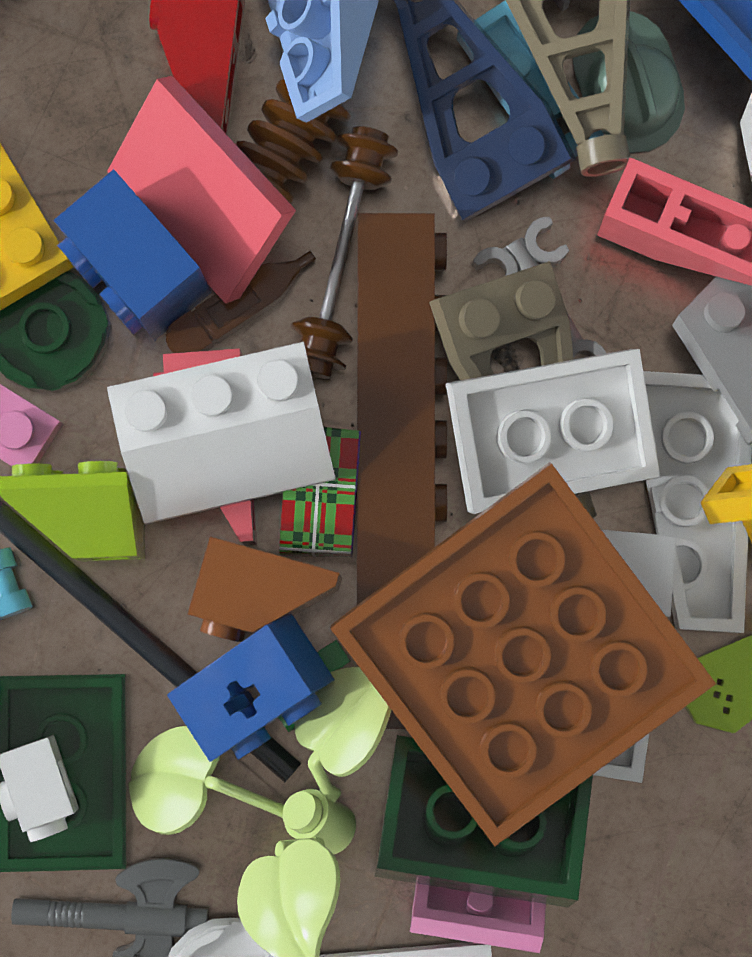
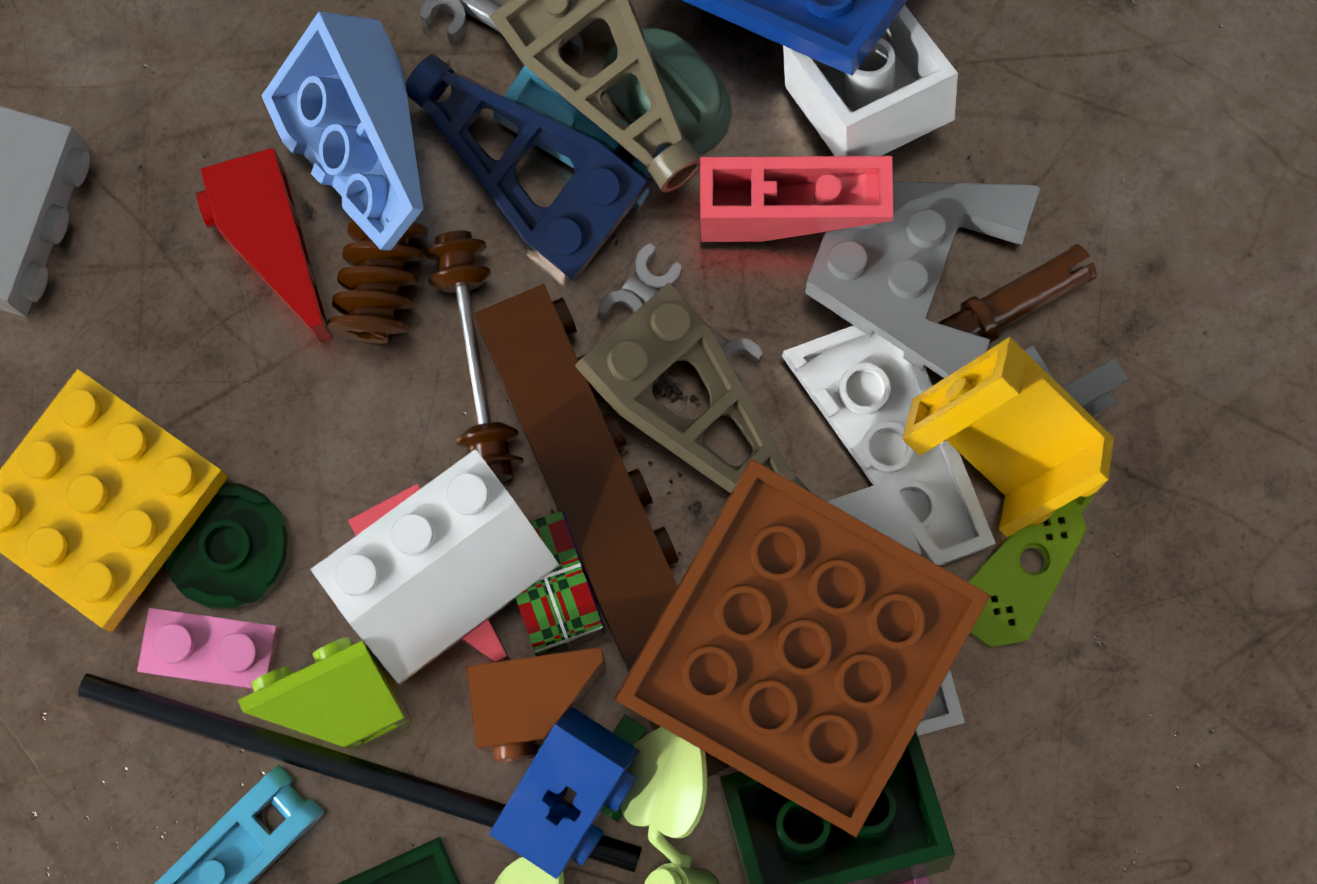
camera: 25 degrees left, 5 degrees down
(125, 246) = (281, 440): blue brick -> none
(202, 188) = (317, 354): coral tile -> none
(215, 320) = (395, 448): reddish brown piece -> none
(575, 413) = (753, 407): white plate -> none

